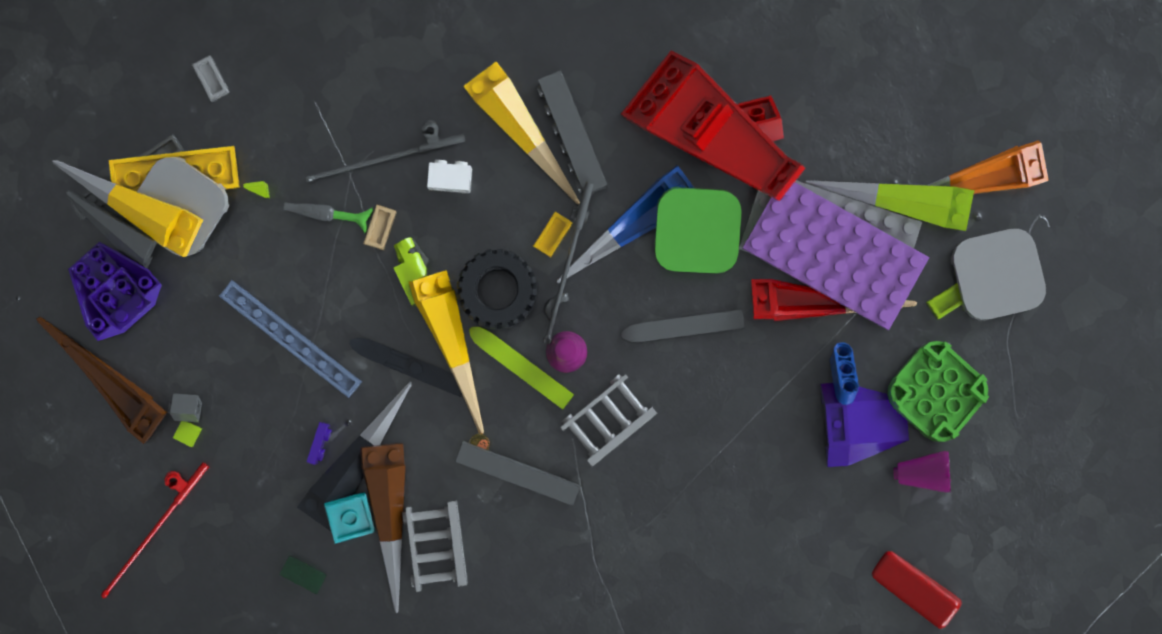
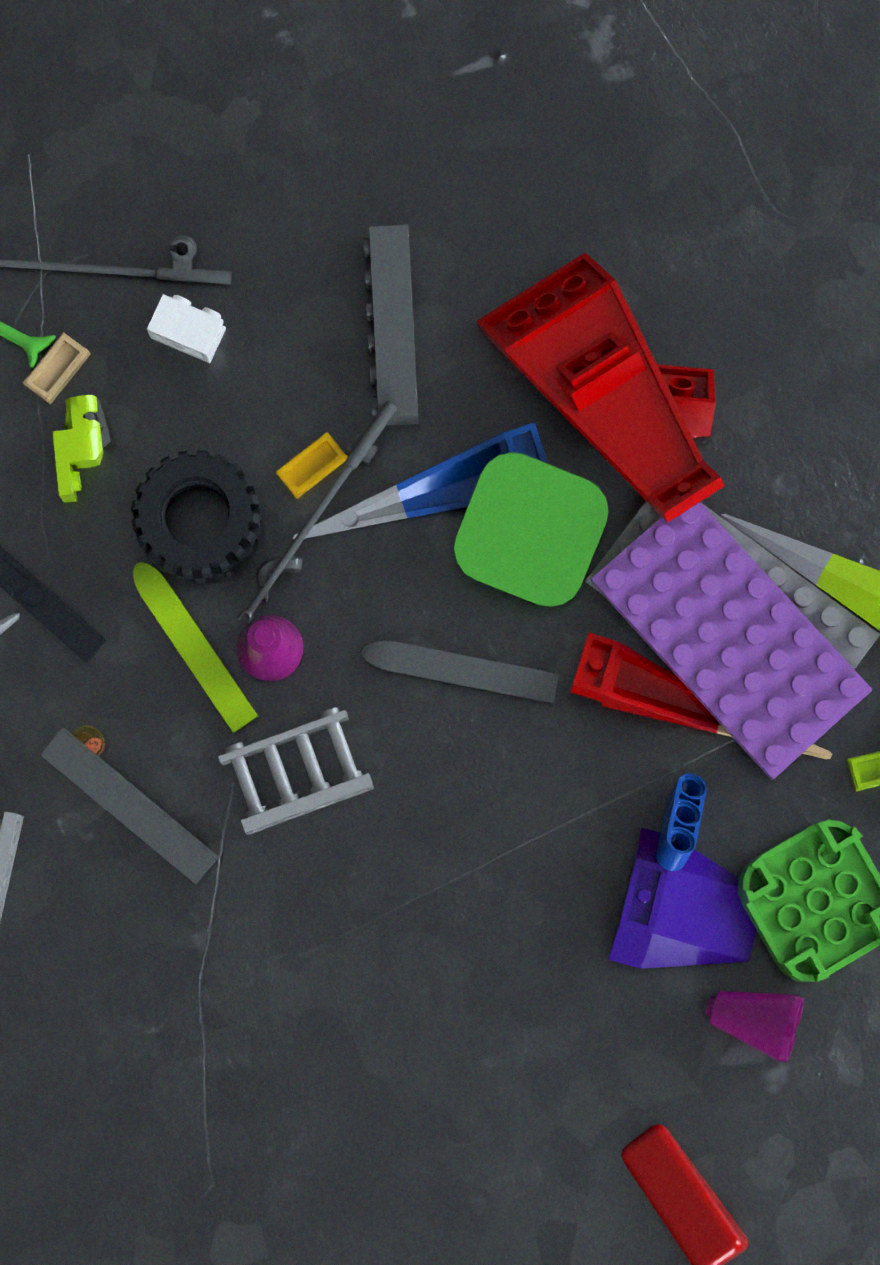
camera: 15 degrees right, 5 degrees down
(441, 313) = (100, 523): yellow plate -> none
(501, 102) = (305, 247): yellow plate -> none

